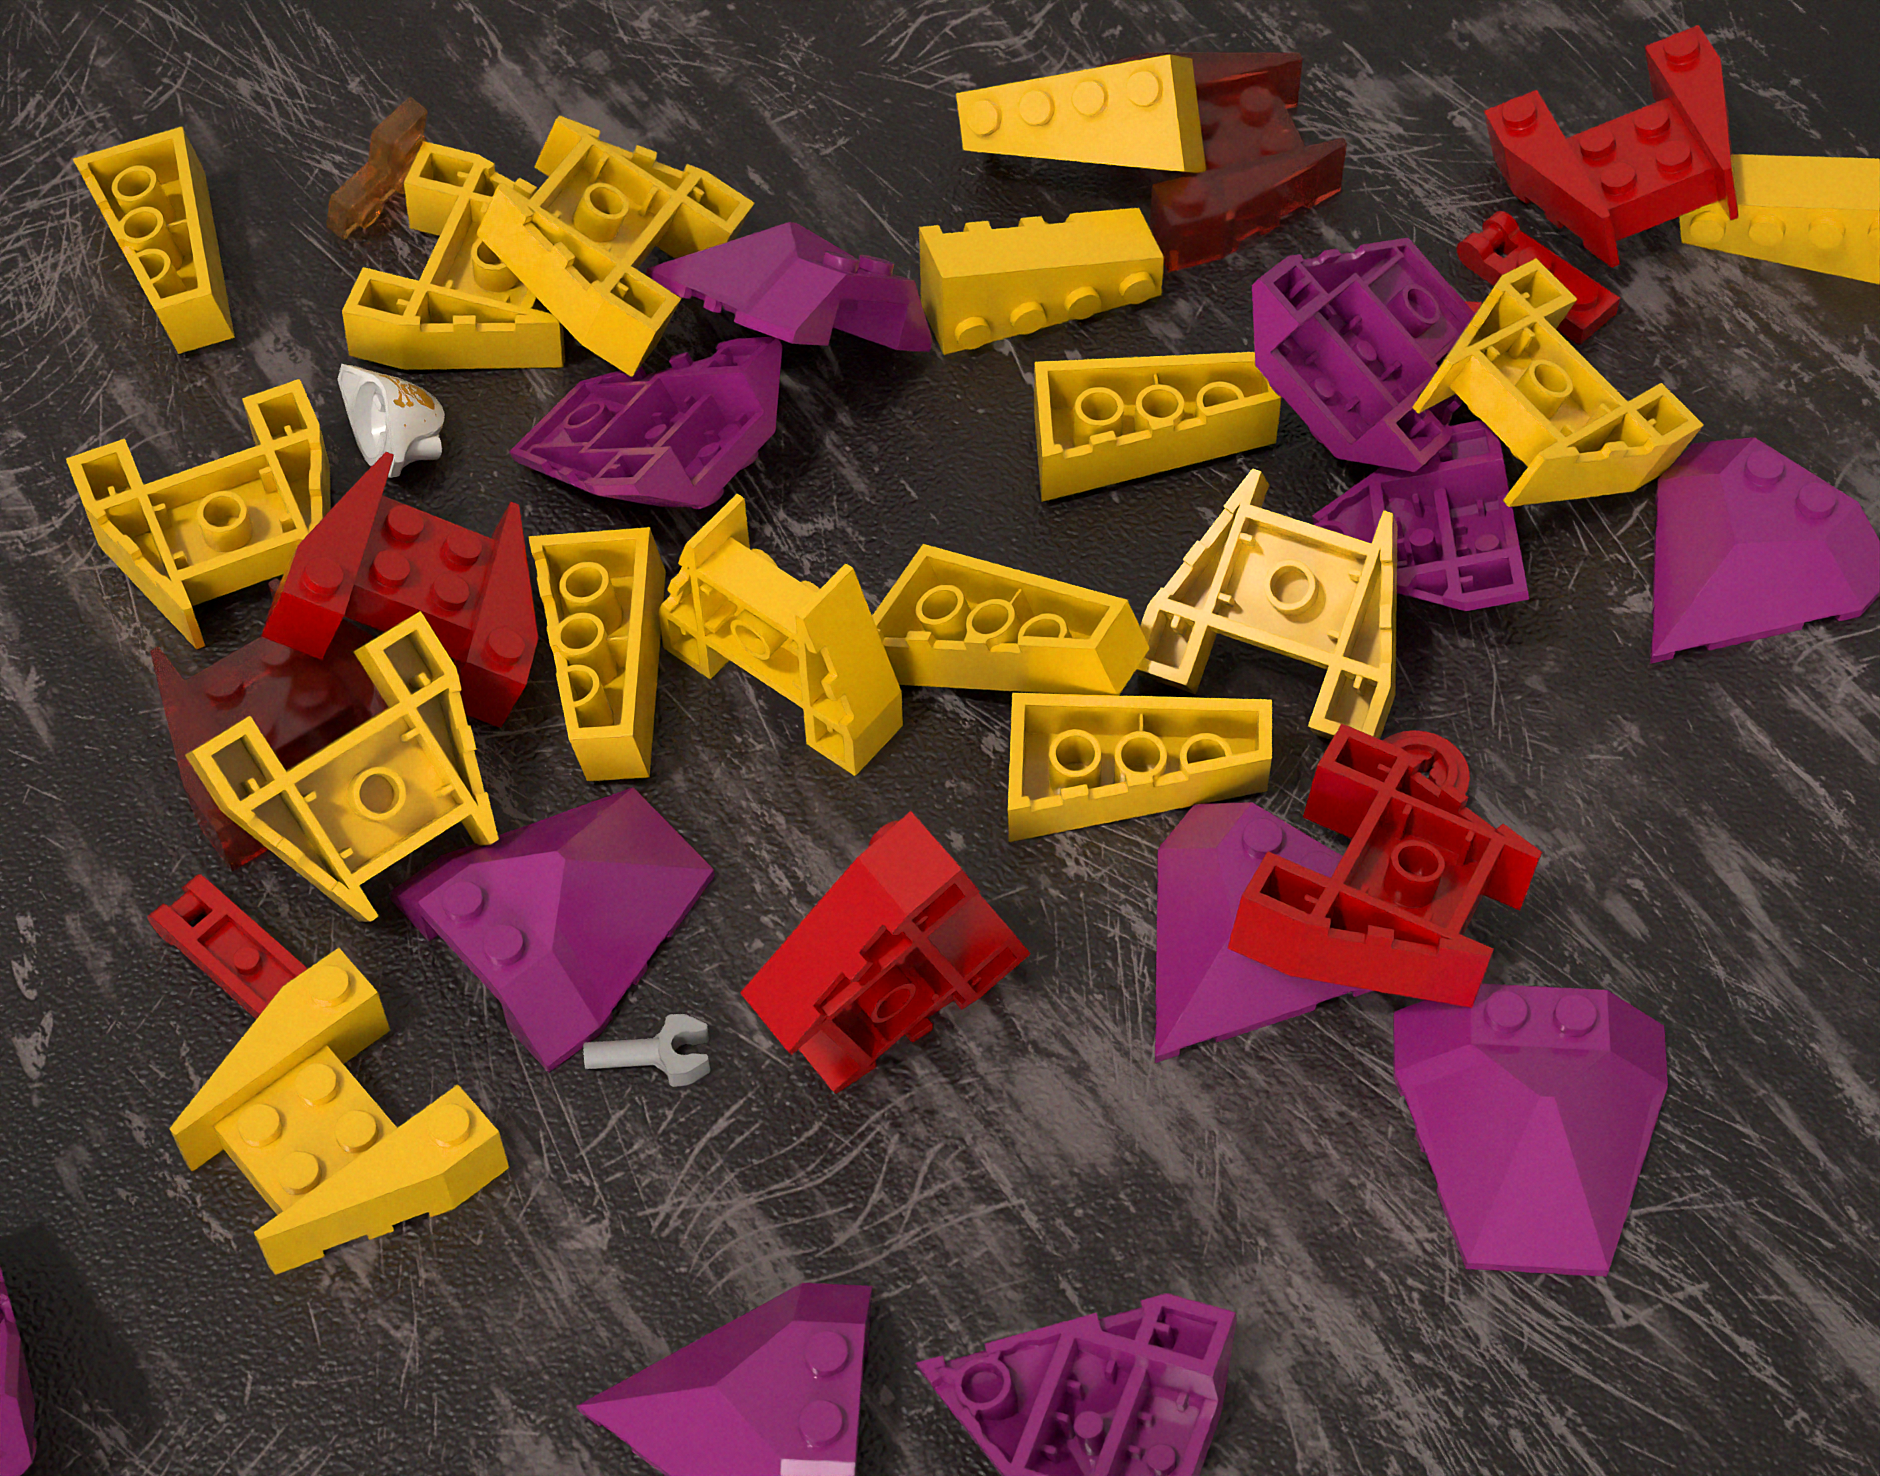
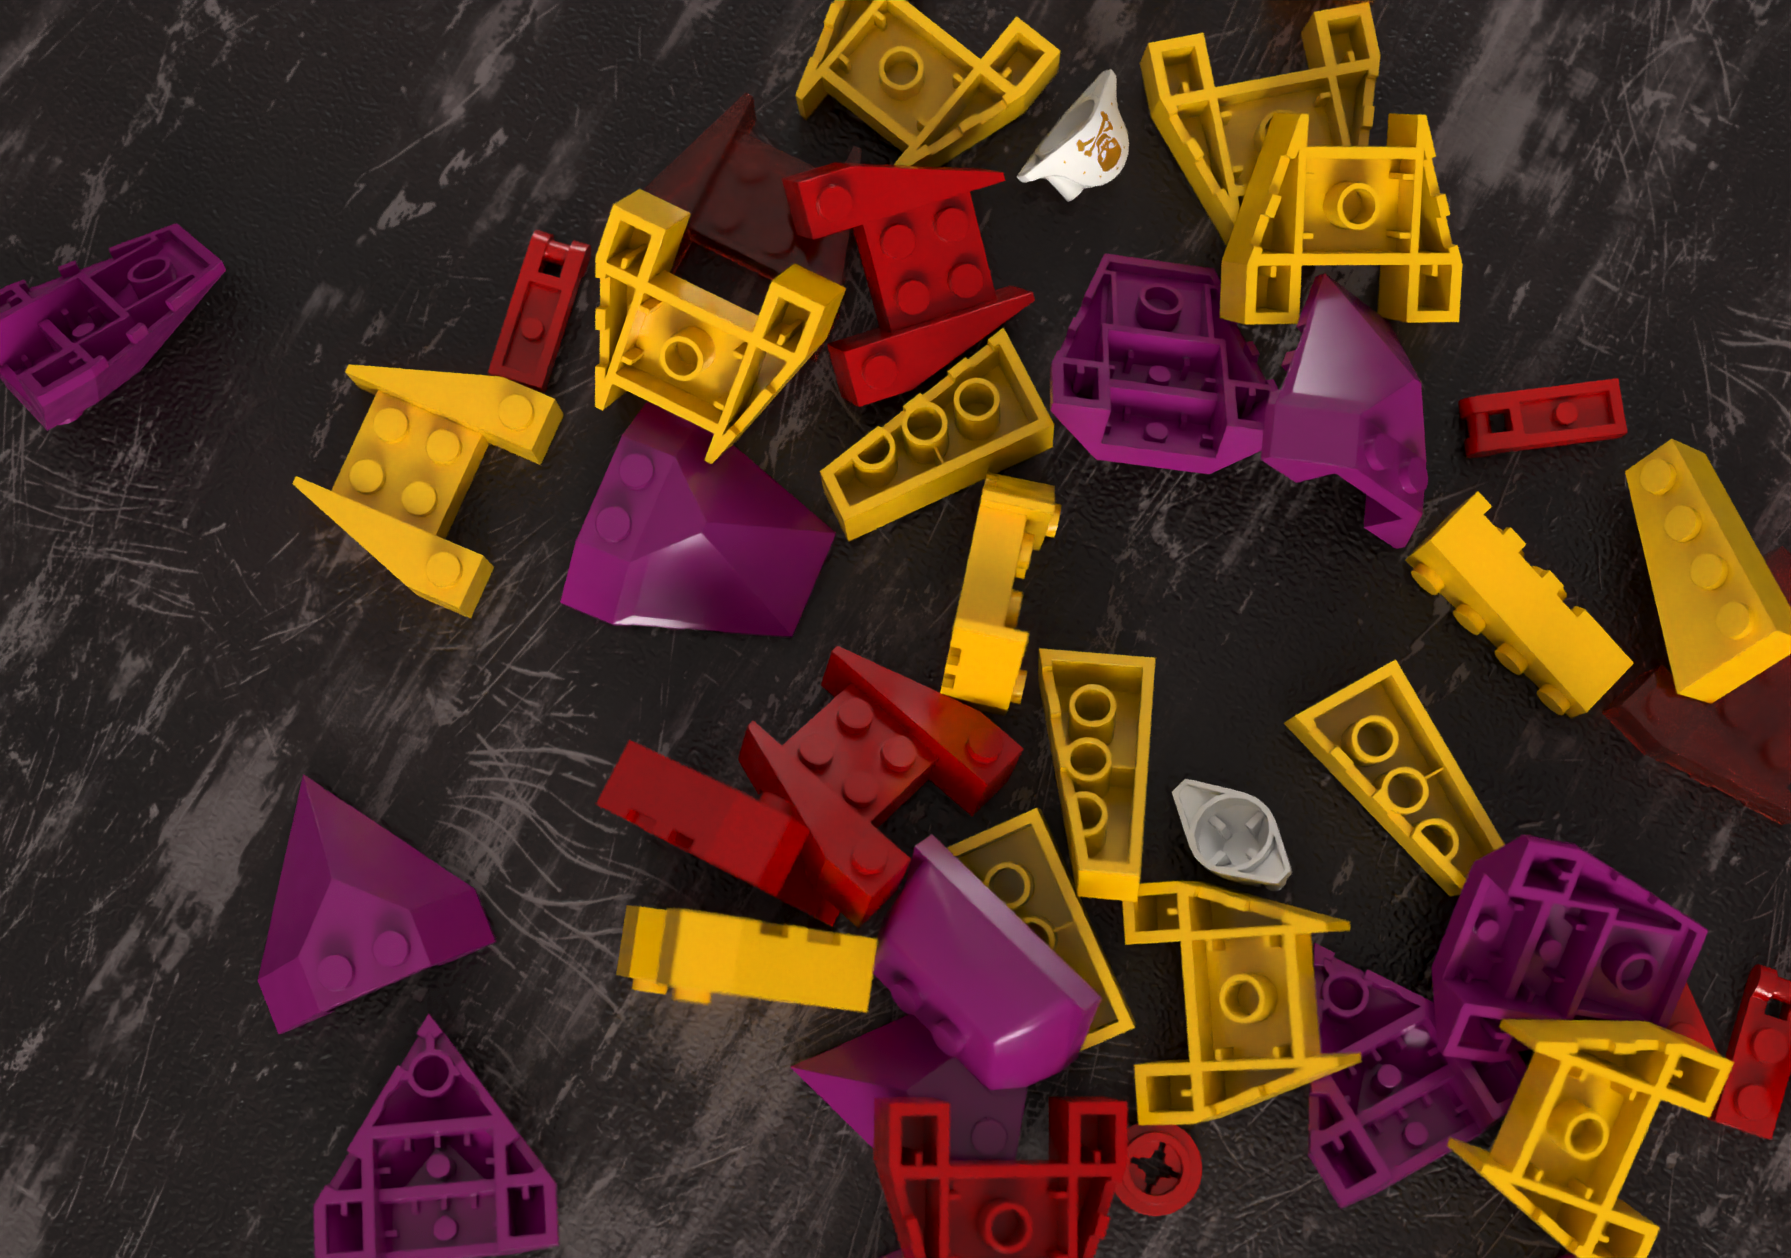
camera: 60 degrees right, 25 degrees up
(656, 1051) = (610, 674): light grey bar -> none
(879, 193) = (1544, 417): none -> red plate
(879, 778) = (865, 761): none -> red wedge
(1019, 1011) = (743, 958): none -> yellow wedge
(1135, 554) = (1232, 834): none -> white hat
(1145, 800) = (980, 976): none -> magenta windscreen

